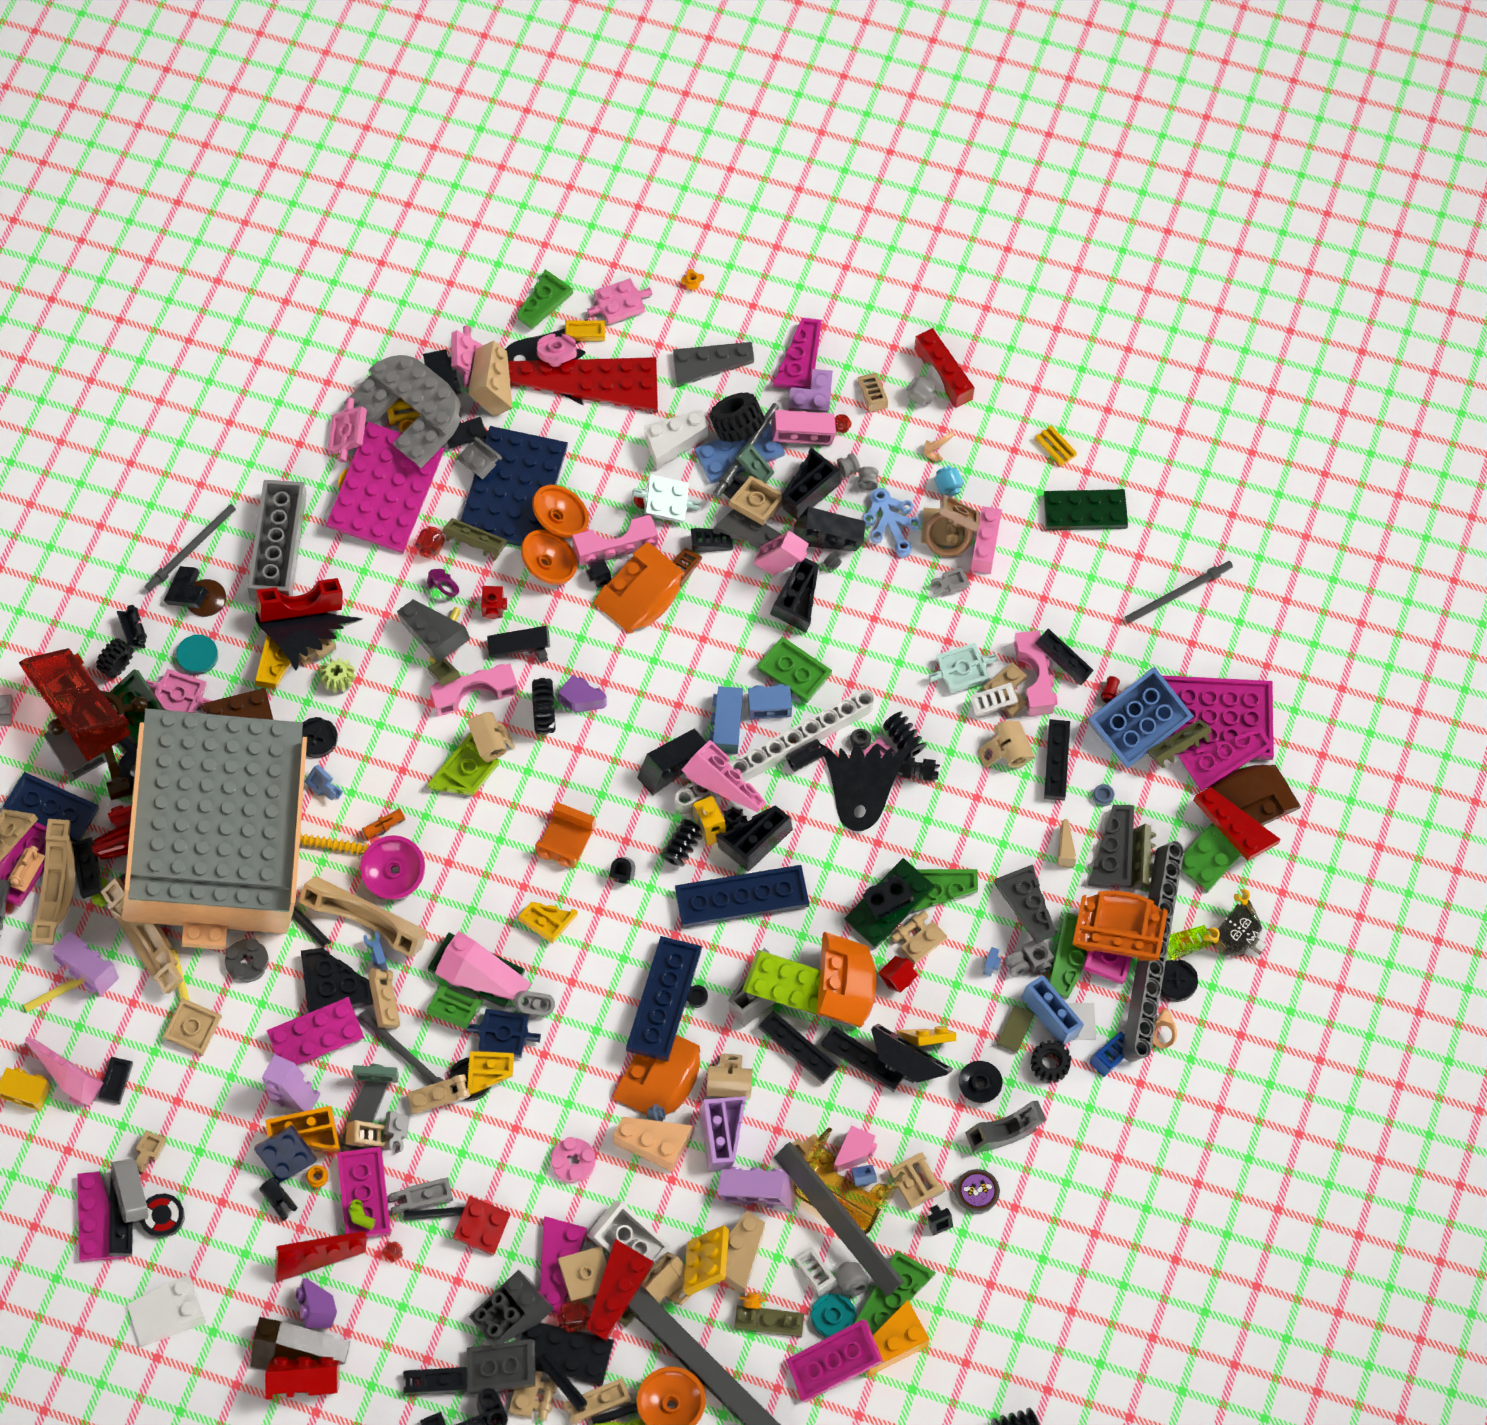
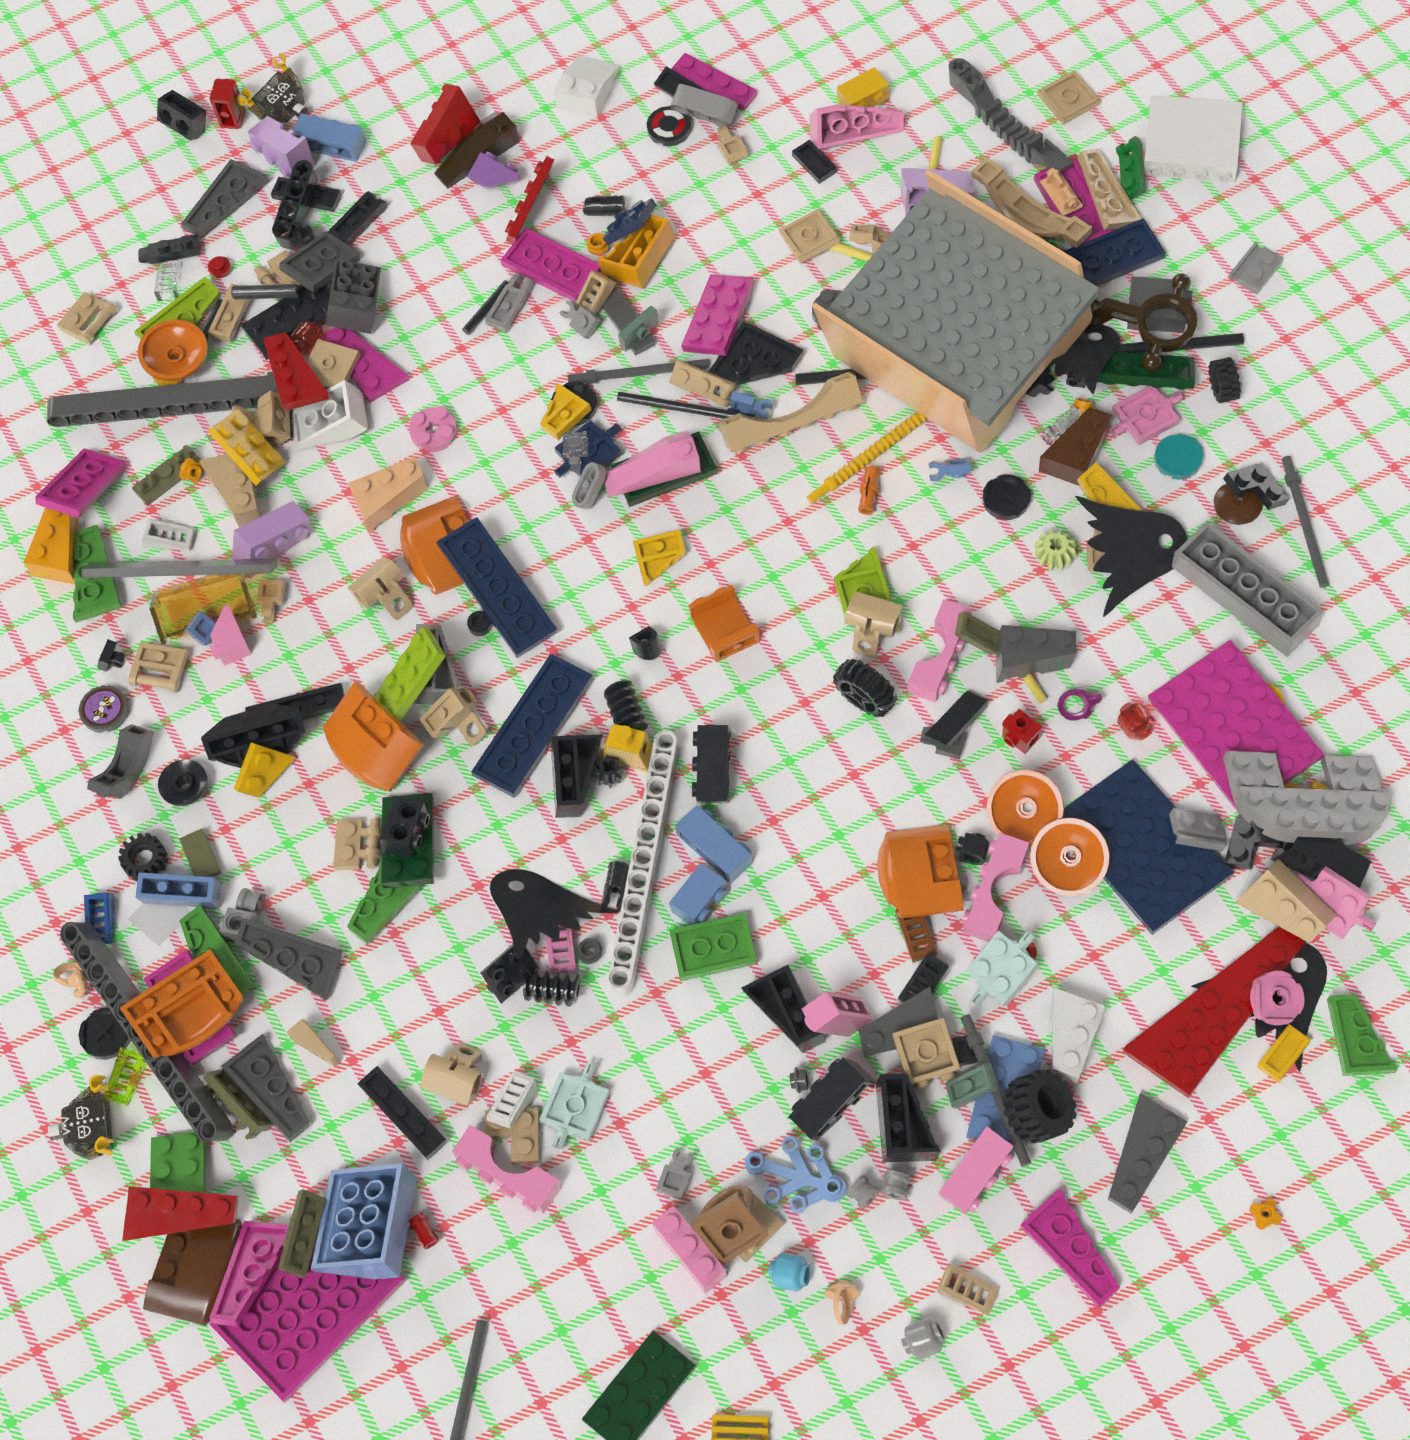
camera: 140 degrees right, 0 degrees up
(76, 701) = (1197, 304): clear red windscreen -> none
(132, 630) = (1250, 418): black hinge -> none
(286, 1086) = (684, 256): lavender wedge -> none
(322, 598) = (1153, 570): red arch -> none
(347, 430) = (1330, 730): bright pink plate -> none
(358, 1217) = (531, 242): lime arm -> none
(390, 853) = (814, 461): dark pink dish -> none
(392, 1251) = (485, 255): clear red plate -> none
(394, 962) = (678, 406): none -> black bar
(438, 1094) = (578, 364): tan plate -> none
(454, 1007) = (640, 421): bright green plate -> none
(474, 537) = (1107, 762): olive plate -> none
(481, 1225) = (444, 326): red plate -> none
(511, 1035) = (574, 447): none -> clear plate
(580, 696) = (852, 736): medium lavender slope -> none
(619, 301) = (1295, 1116): bright pink plate -> none
(656, 1113) = (405, 508): sand blue plate -> none
(712, 771) = (652, 777): bright pink wedge -> none
(721, 1129) = (343, 545): lavender wedge -> none
(783, 942) = (452, 711): none -> tan piece
(798, 1047) = (353, 664): black plate -> none
(818, 396) = (1007, 1218): lavender plate -> none
(832, 1314) = (123, 524): teal tile -> none
(842, 419) = (958, 1217): clear red plate -> none
(852, 1278) = (133, 551): light grey head -> none
(898, 973) = (337, 791): red brick -> none
(955, 382) = (912, 1382): red arch -> none
(992, 962) = (272, 882): medium blue plate -> none
(1064, 656) = (494, 1210): black tile -> none
(1103, 795) = (330, 1128): sand blue tile -> none

